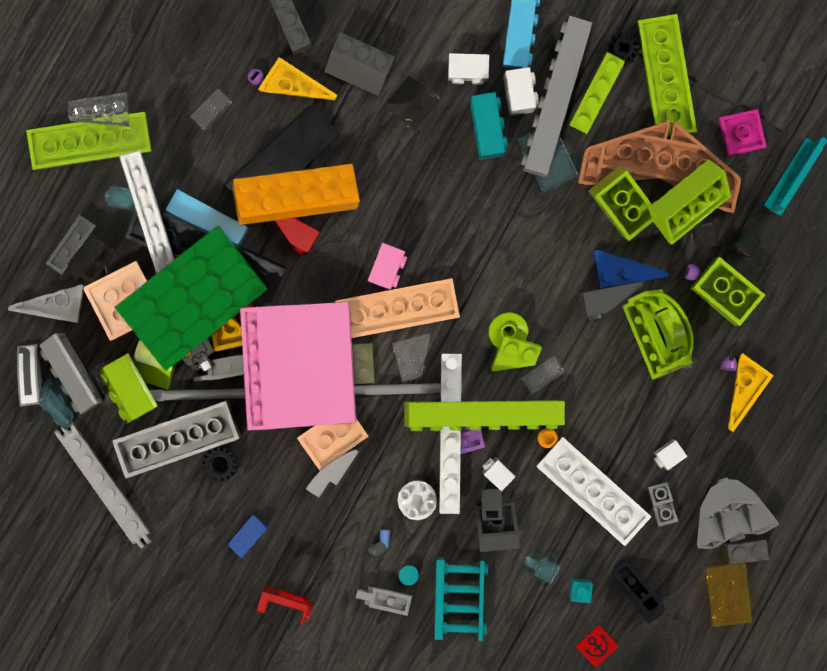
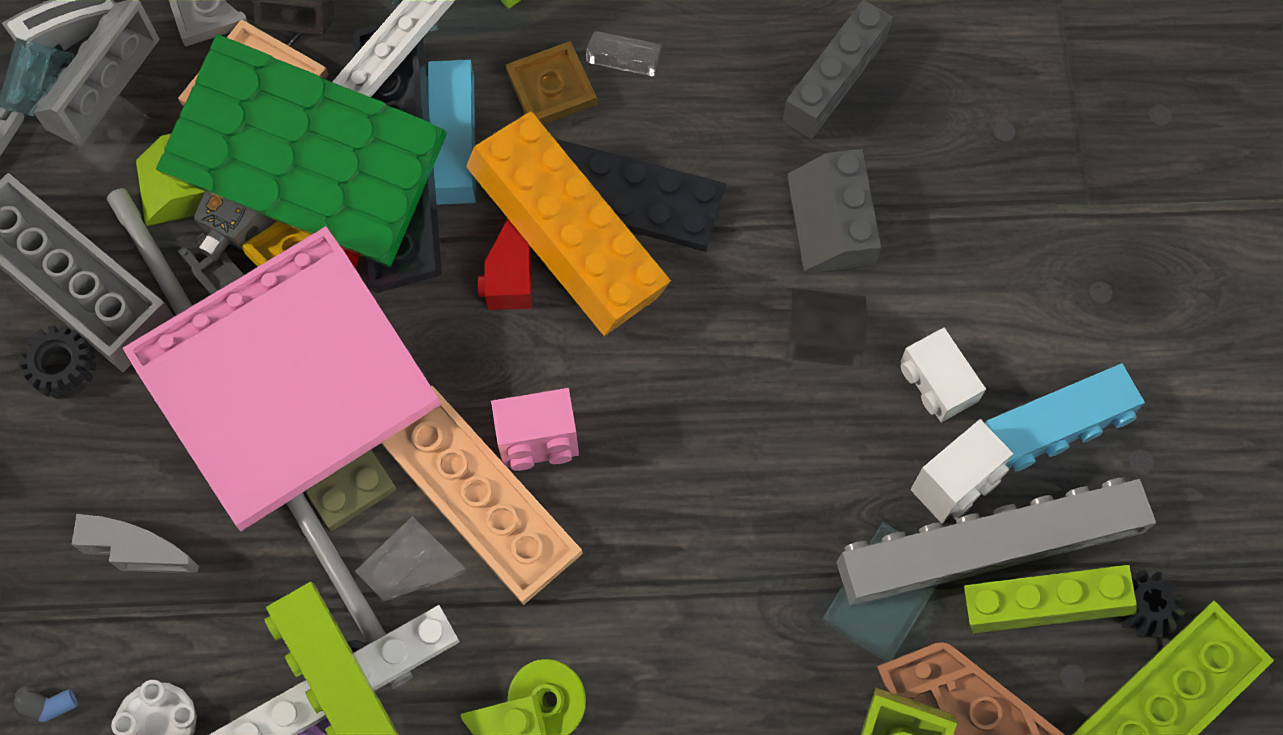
camera: 55 degrees right, 20 degrees down
(127, 388) = (107, 155): lime slope -> none
(209, 156) = (552, 83): none -> pearl gold plate
(258, 79) = (714, 84): medium lavender hinge -> none
(290, 81) = (740, 132): yellow wing -> none
(331, 441) = (189, 515): light nougat plate -> none
(488, 125) = (871, 454): teal brick -> none

